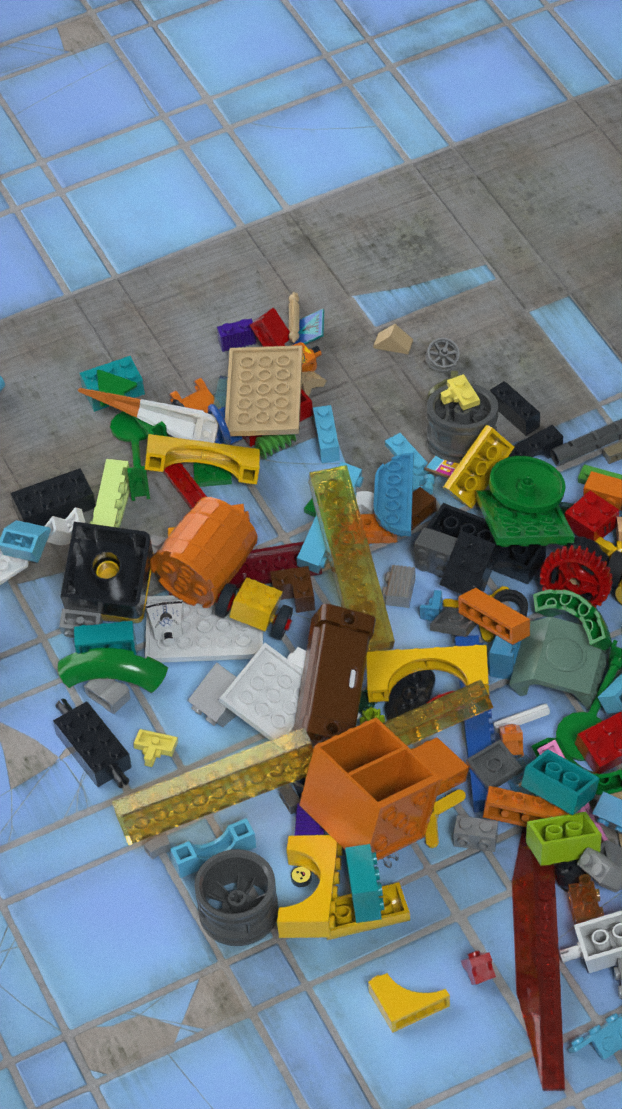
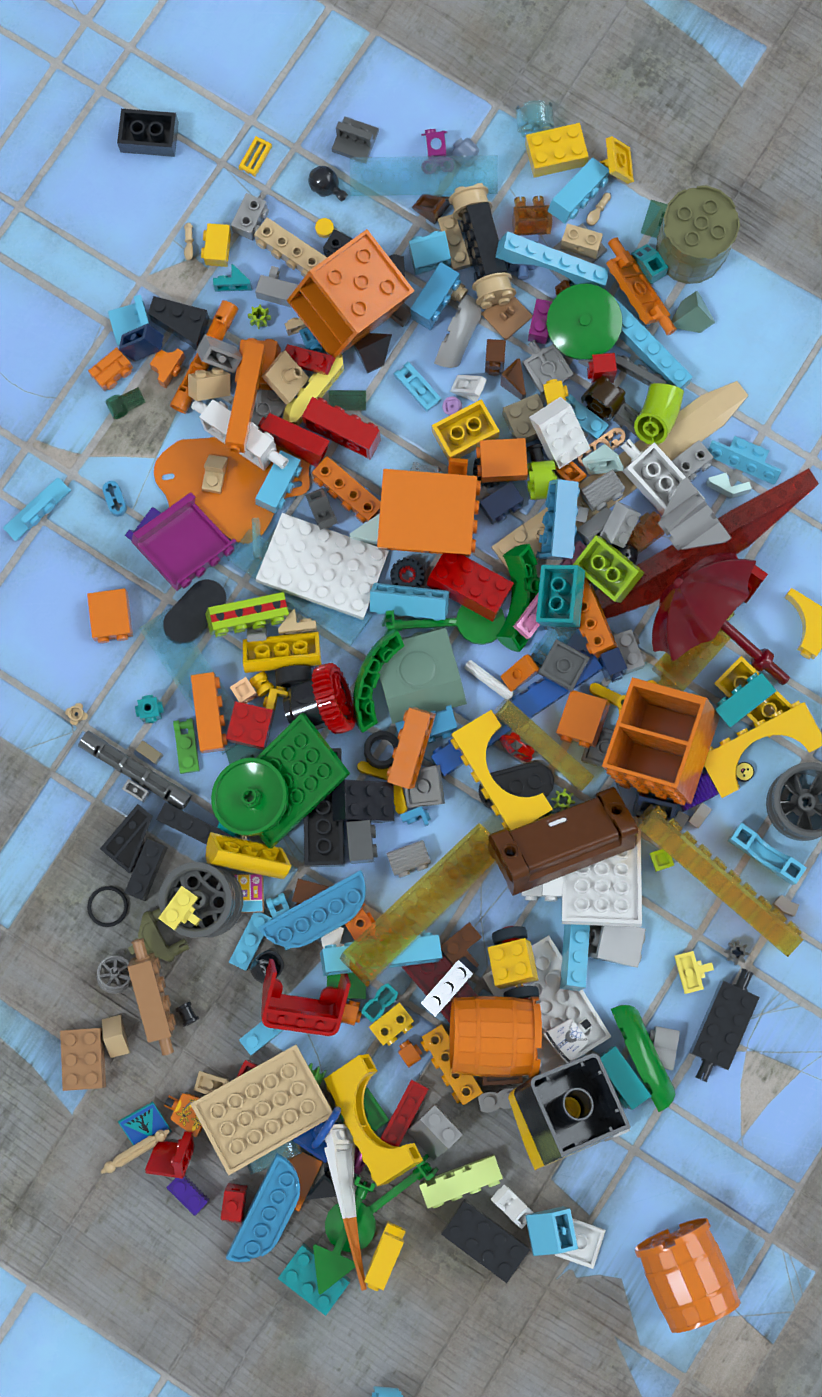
camera: 120 degrees left, 30 degrees up
(87, 385) = (385, 1256): none -> yellow arch
(144, 781) = (732, 956): none -> dark grey gear
(162, 504) = (434, 1132): none -> light grey slope
(185, 372) = (267, 1212): none -> dark azure plate
(207, 356) = (234, 1203): none -> red torso
(223, 652) = (574, 957): none -> medium azure brick
(270, 515) = (392, 1024): none -> yellow brick
(270, 553) = (449, 986): none -> brick
(285, 818) = (700, 815): none -> light grey piece
(292, 511) = (375, 1007): none -> teal brick
(299, 492) = (351, 1013): none -> orange plate
(328, 441) = (301, 1013): none -> red windscreen
(374, 444) = (260, 965): none -> black helmet
(377, 390) = (187, 1014): none -> black bush
(385, 308) = (83, 1059): none -> medium nougat brick
(405, 362) = (151, 997): none -> medium nougat brick
(441, 883) = (686, 668): none -> clear yellow brick
(469, 803) = (613, 665): none -> dark blue brick
(481, 871) = (699, 606): none -> dark red piece
(503, 365) = (91, 899): none -> black tyre
(550, 403) = (128, 838): none -> black wedge
(567, 921) = (691, 520): none -> light grey brick
(587, 428) = (136, 790): none -> light grey piece
(589, 997) = (722, 485): none -> light aqua slope

